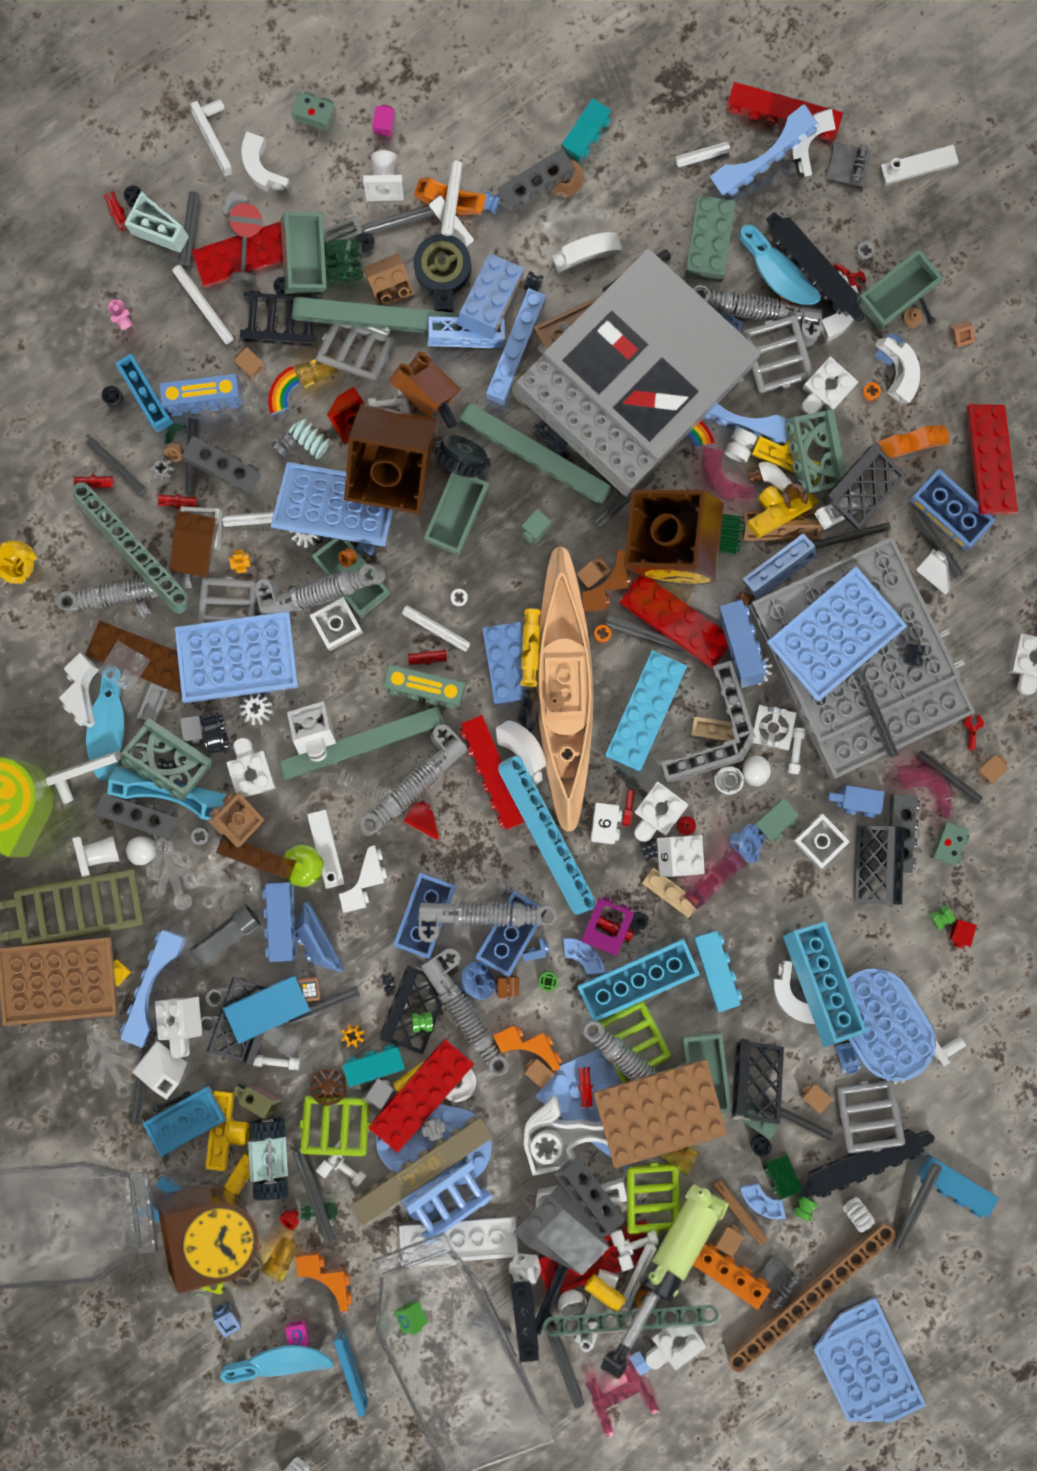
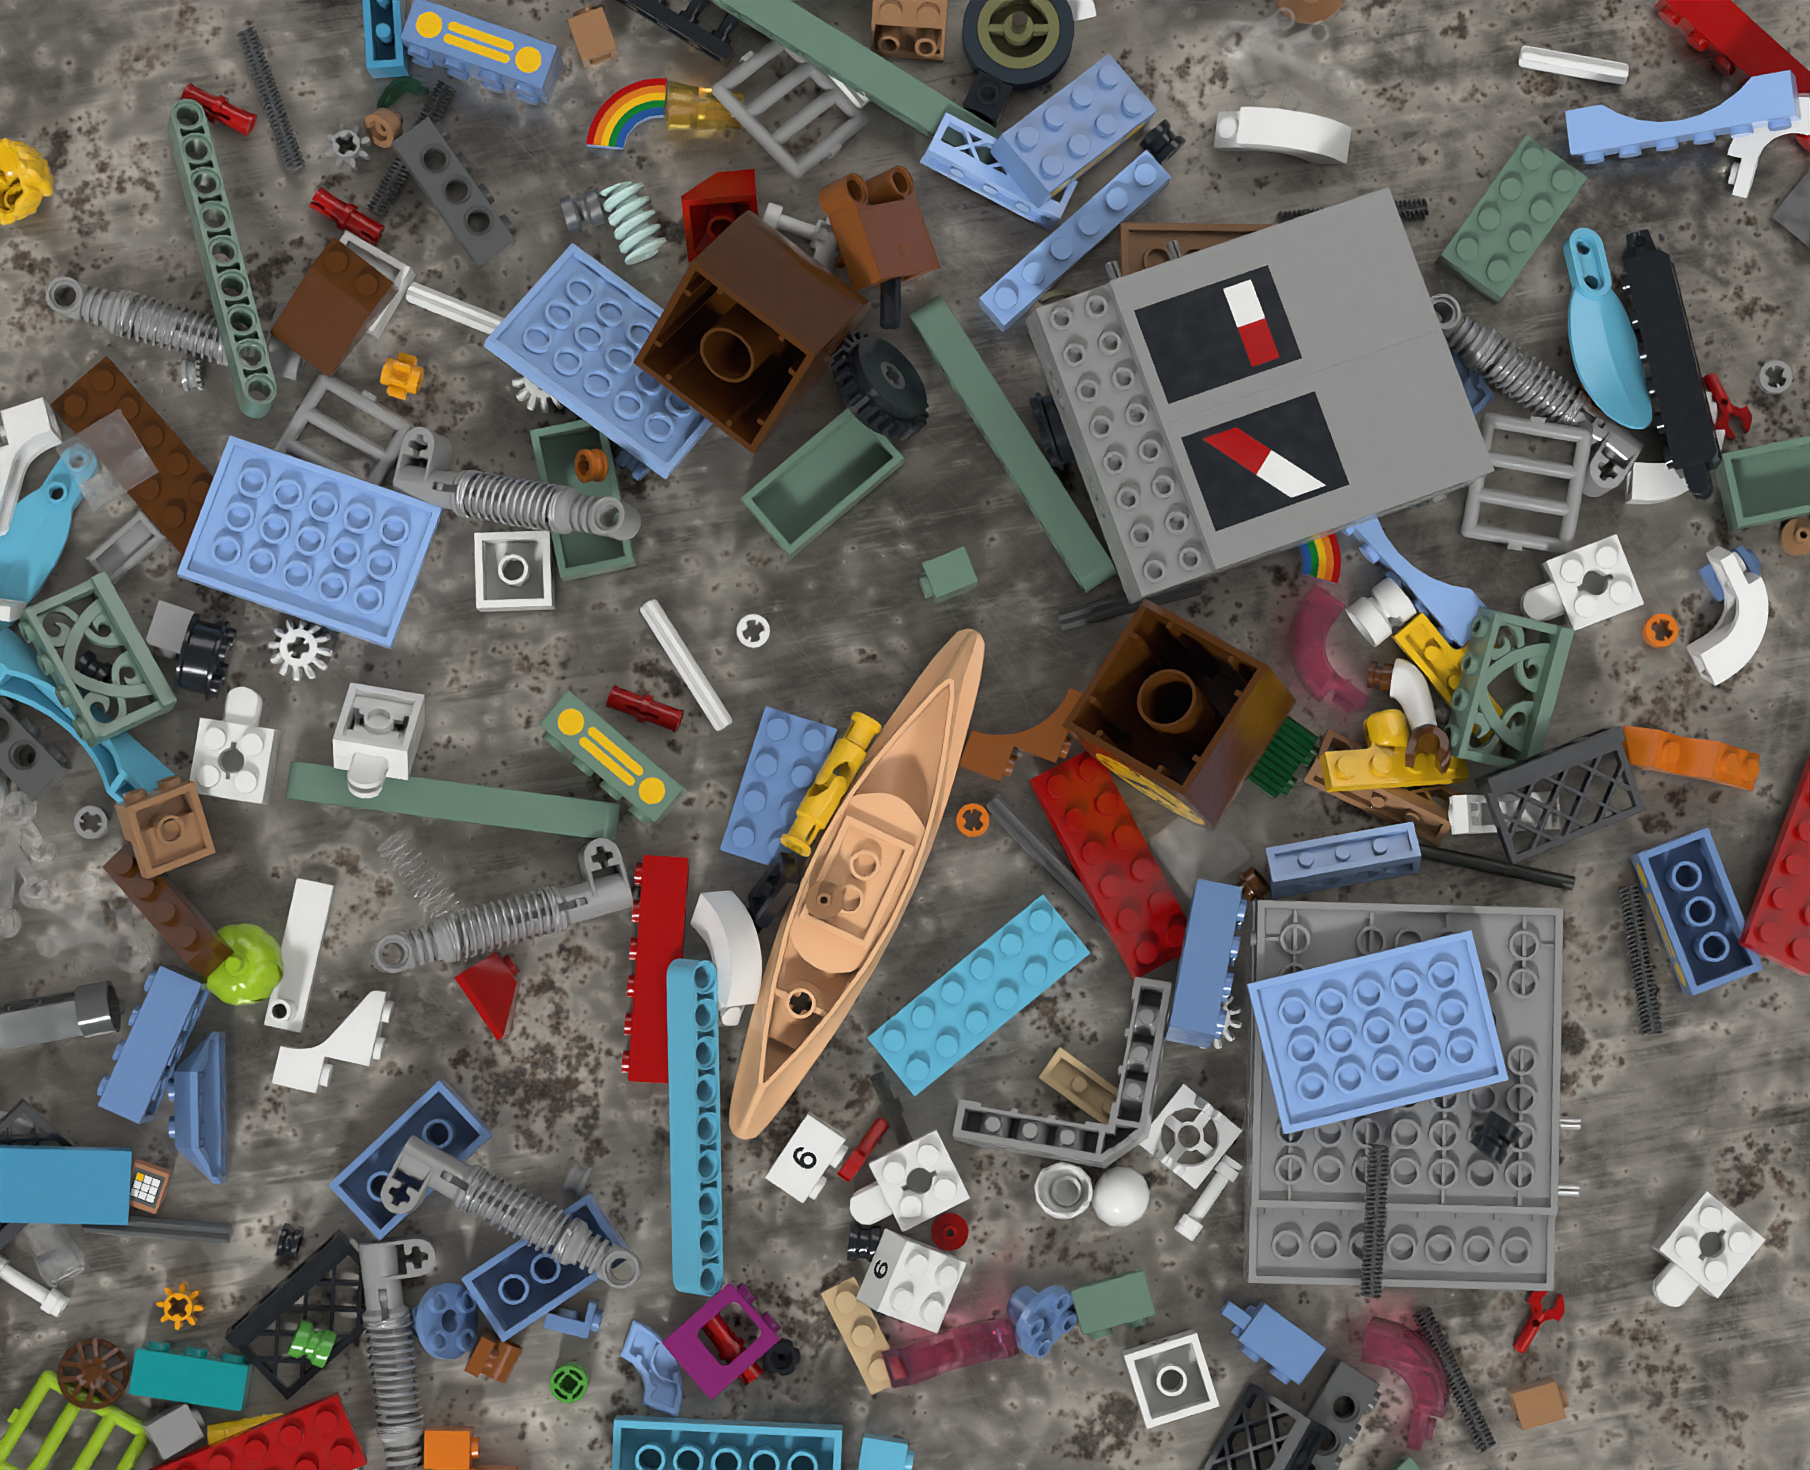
camera: 20 degrees right, 0 degrees up
(594, 572) = (1011, 706): medium nougat brick -> none
(936, 570) = (1614, 1004): white slope -> none

